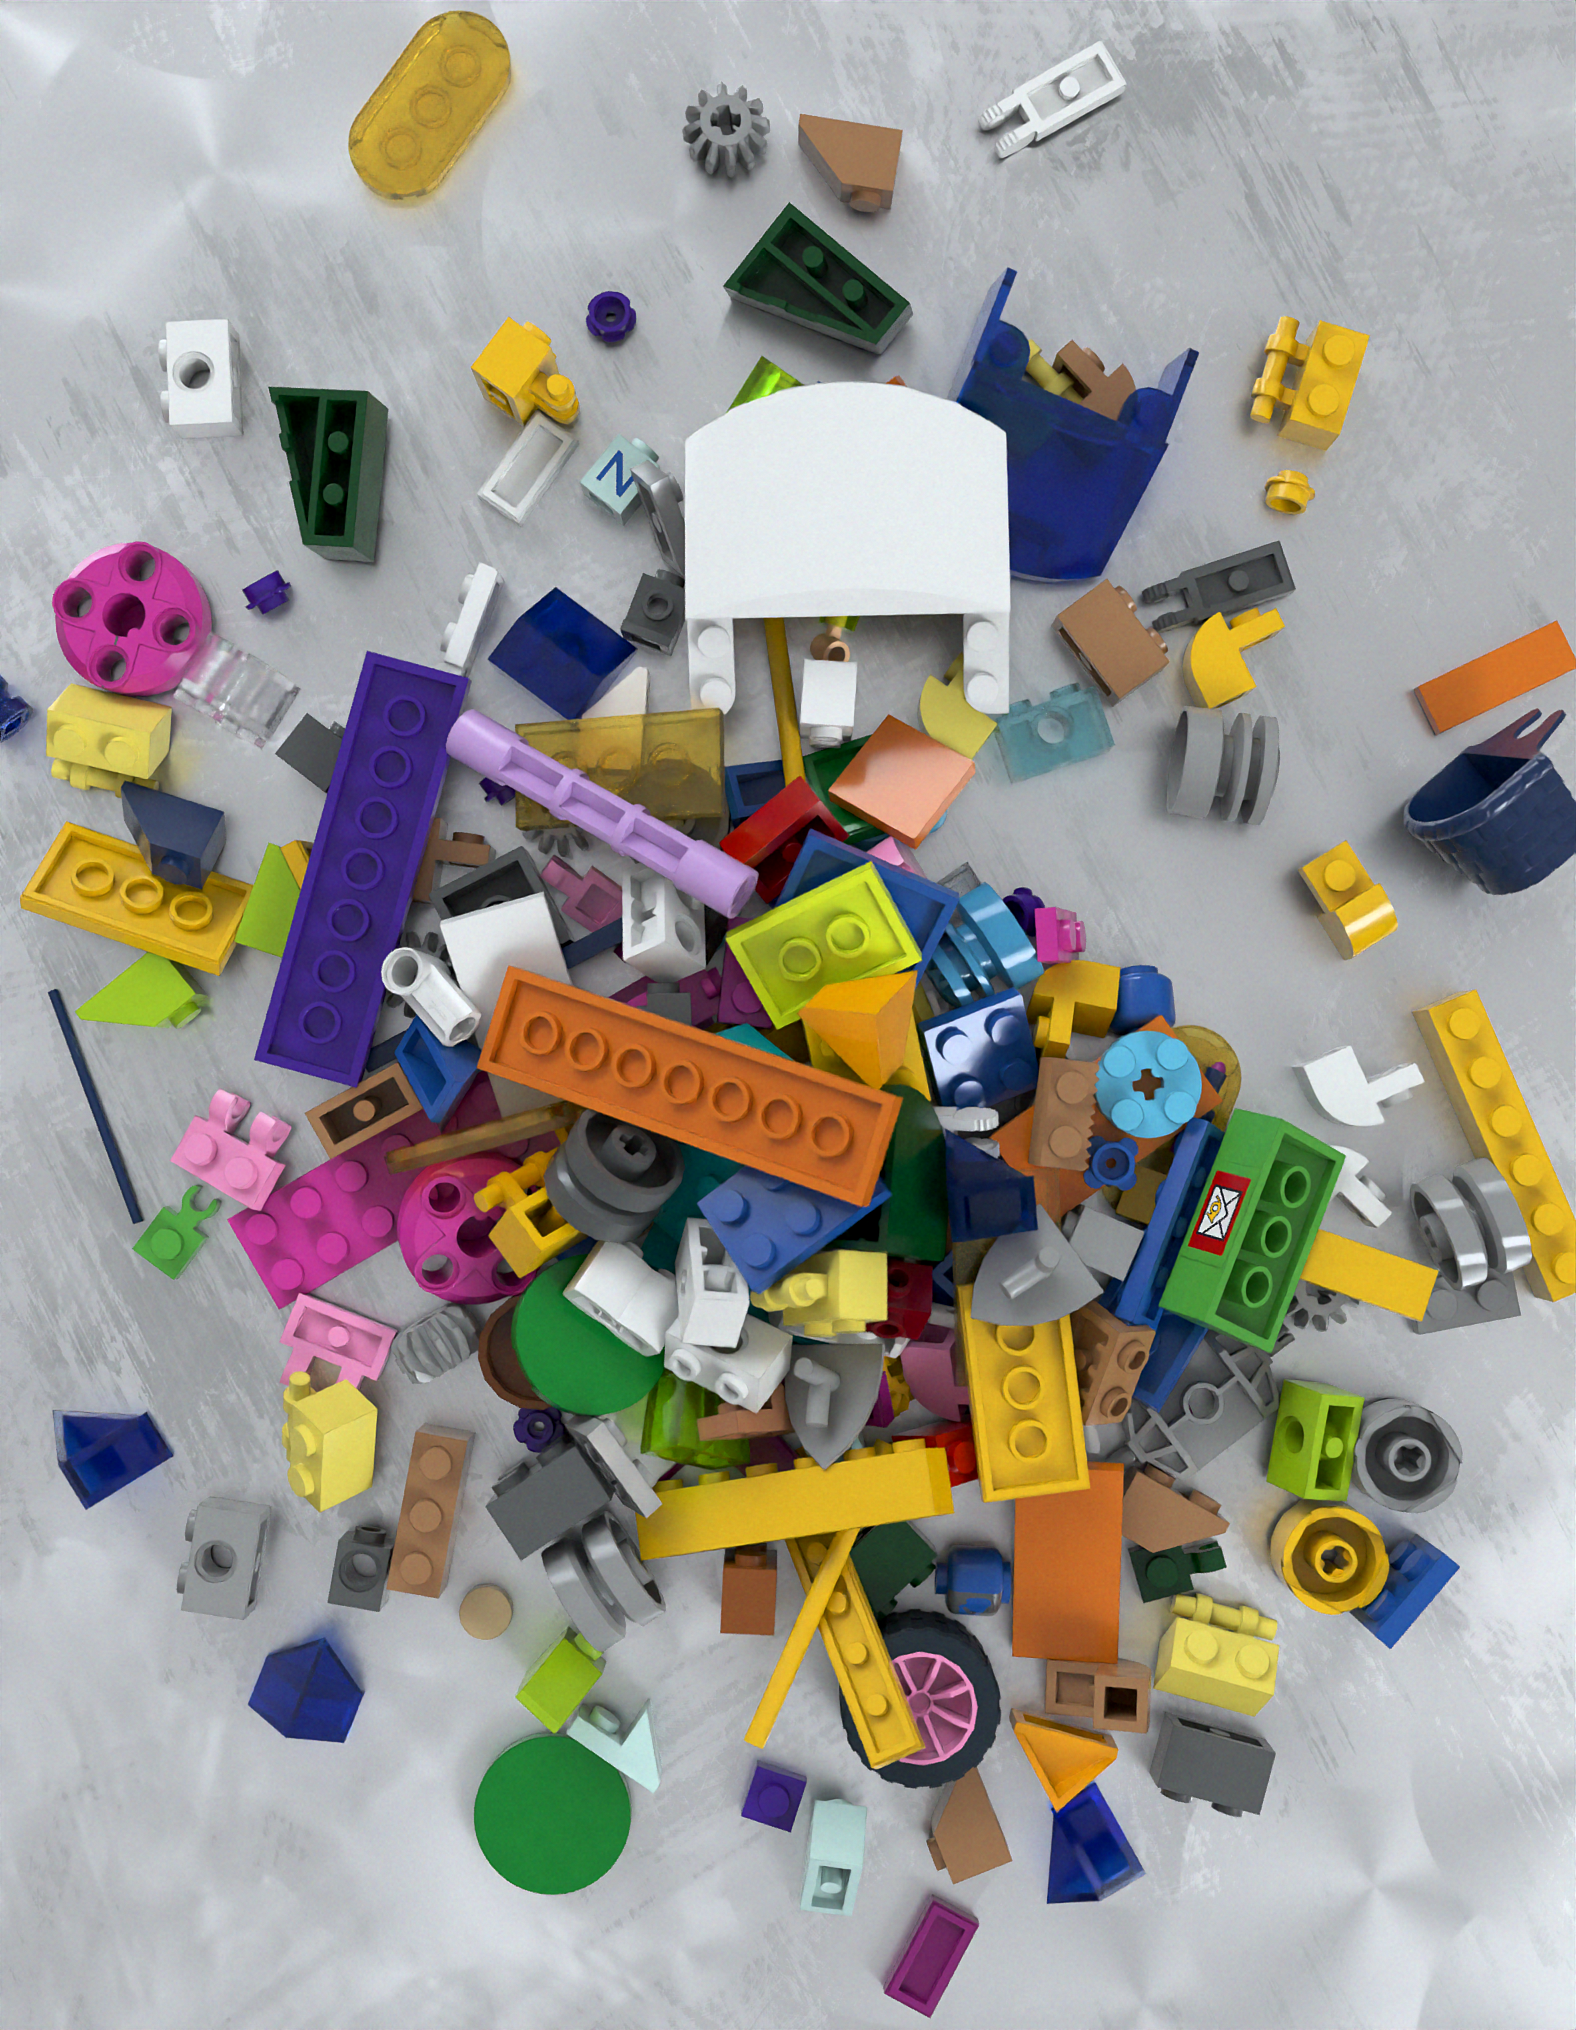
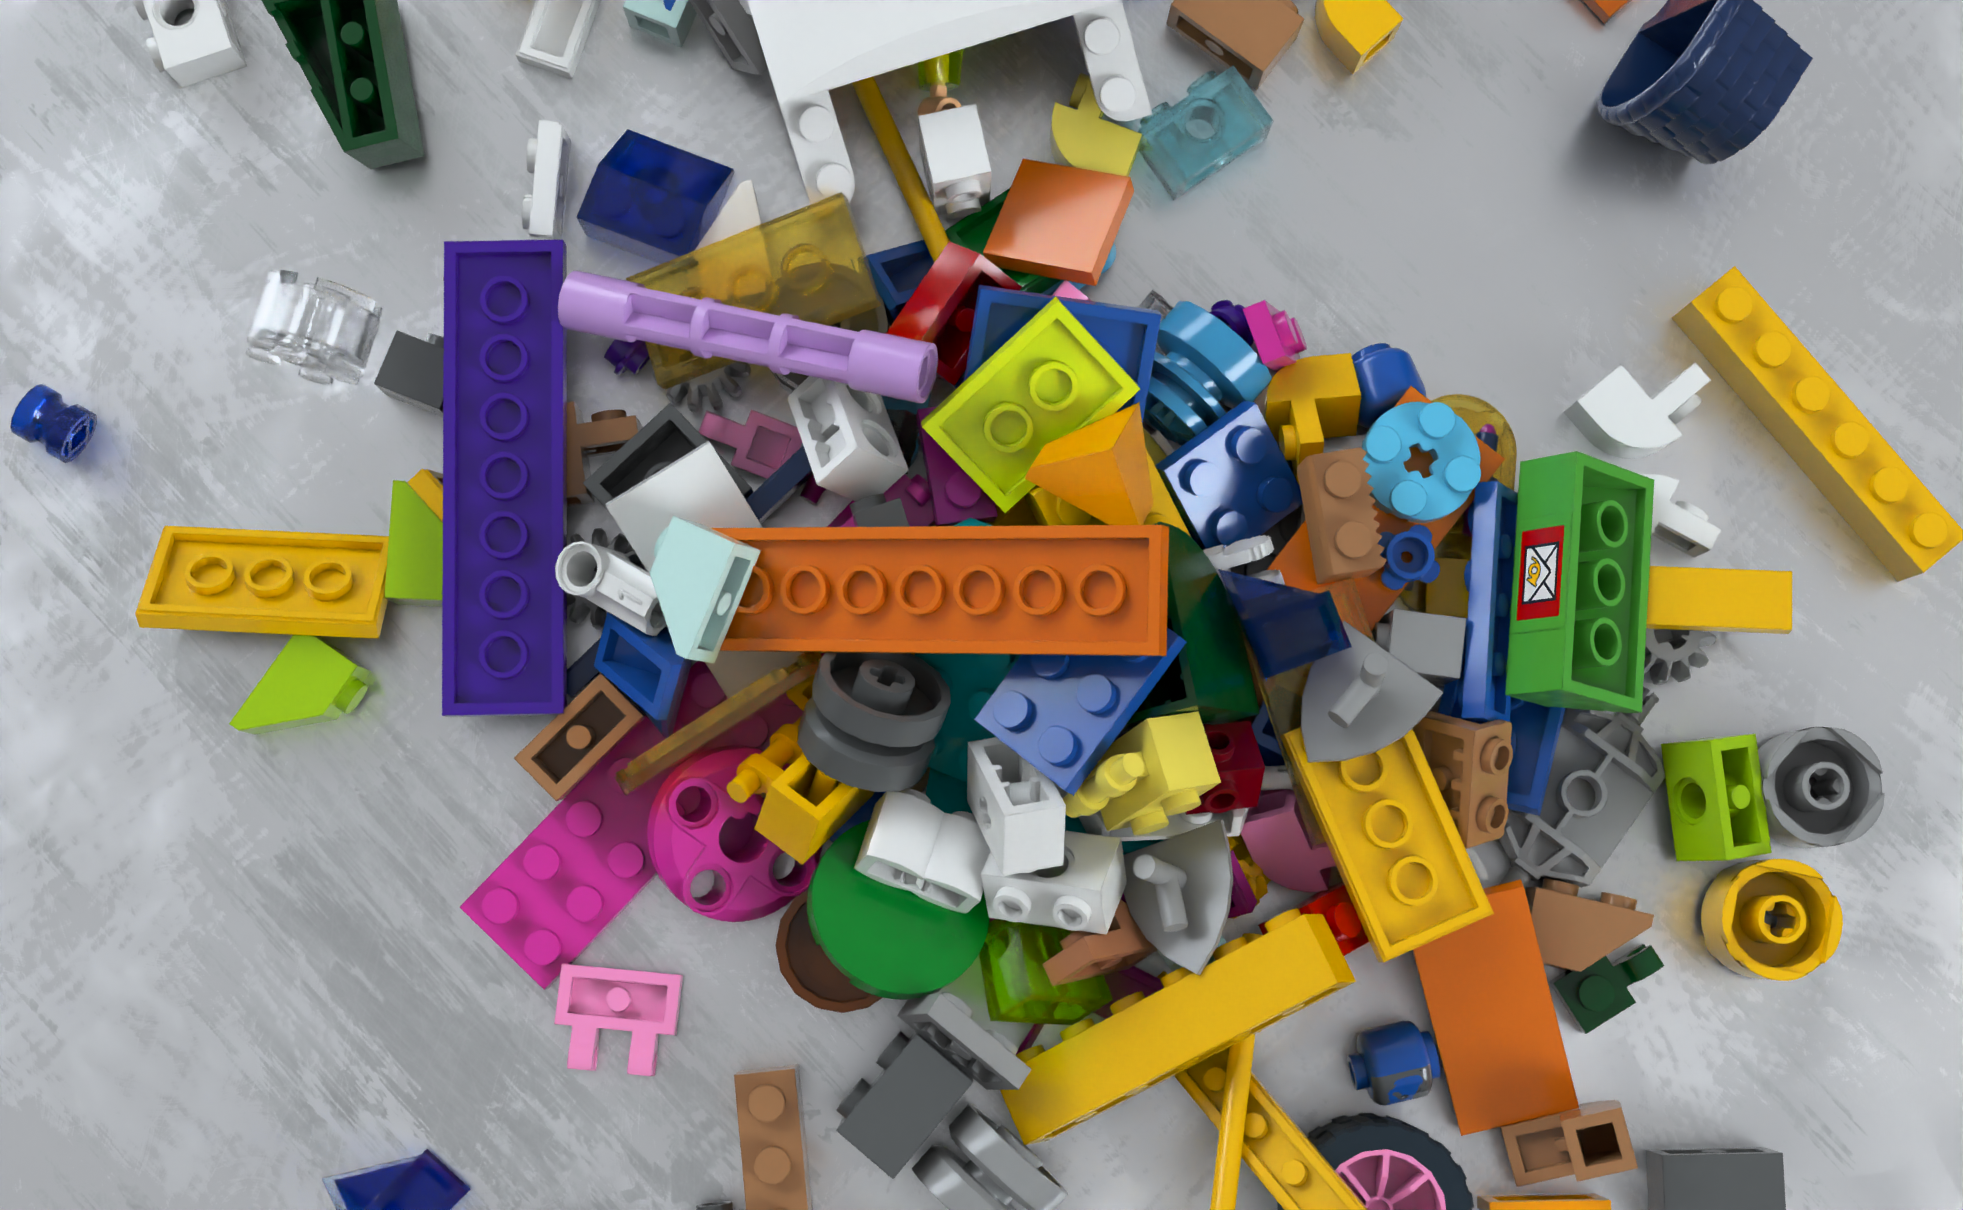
camera: 20 degrees left, 5 degrees down
(95, 1106) = (279, 827): dark blue piece -> none
(106, 738) = (187, 415): light yellow brick -> none
(131, 619) = (177, 287): dark pink piece -> none
(173, 834) = (285, 503): dark blue slope -> none
(174, 1237) = (406, 945): bright green plate -> none
(228, 1162) = (441, 842): bright pink plate -> none
(267, 593) = (318, 220): dark purple plate -> none
(328, 1441) = (640, 1114): light yellow brick -> none
(437, 1343) = (729, 972): light grey gear -> none
(498, 1018) = (699, 585): none -> light aqua slope
(536, 1440) = (855, 1023): dark purple plate -> none
(653, 630) = (749, 141): dark grey brick -> none
(749, 1590) = (1153, 1142): dark orange brick -> none
(889, 1560) = (1295, 1065): dark green brick -> none
(1214, 1663) = (1685, 1067): light yellow brick -> none
(1234, 766) = (1406, 109): light grey wheel -> none
(1353, 907) = (1581, 219): yellow brick -> none
(1413, 1581) = (1872, 917): blue plate -> none
(1471, 1223) = (1809, 515): light grey wheel -> none
(1478, 1304) = (1831, 602): light grey plate -> none

